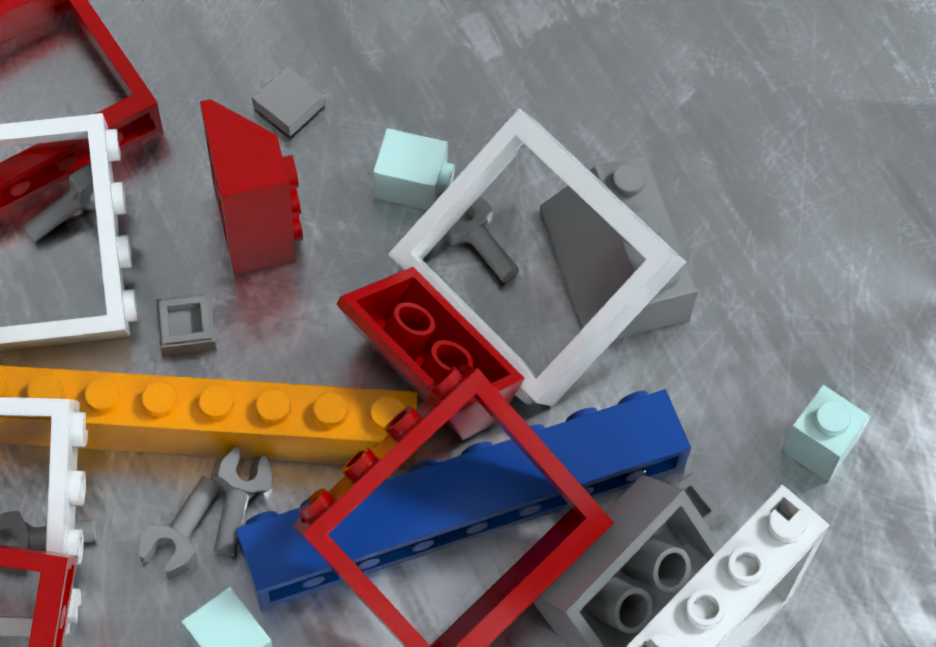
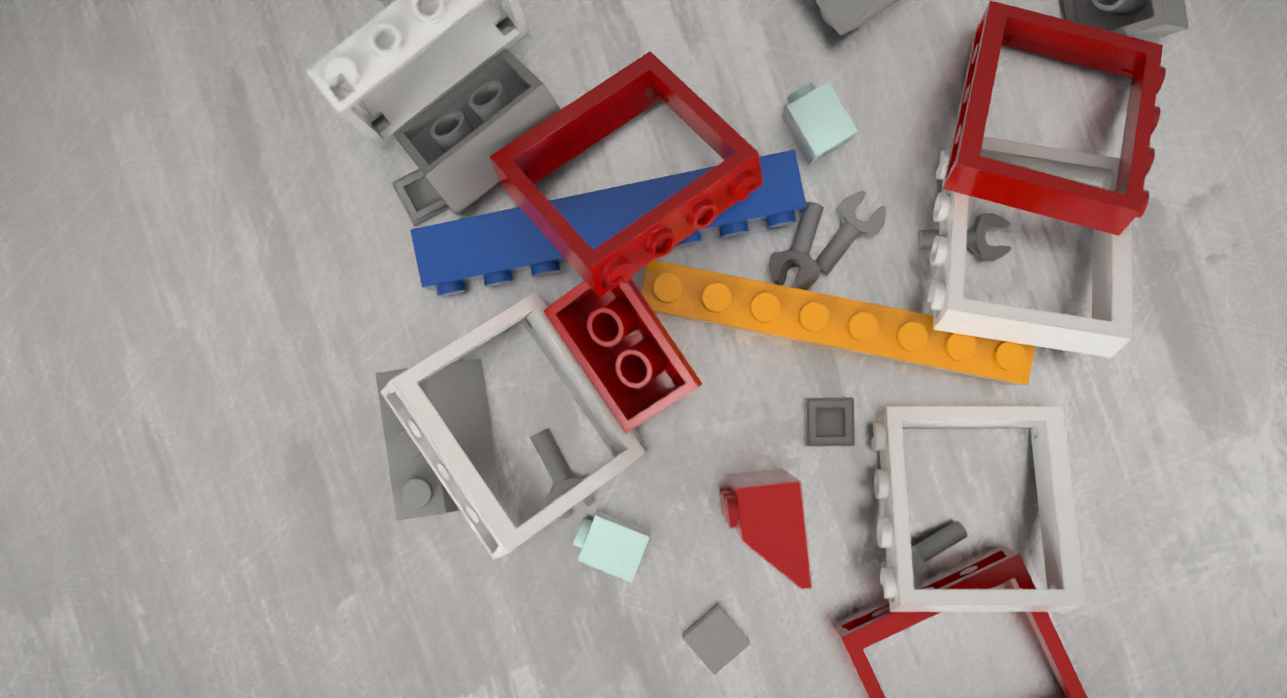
camera: 165 degrees left, 25 degrees up
(825, 433) = (290, 237): light aqua brick -> none

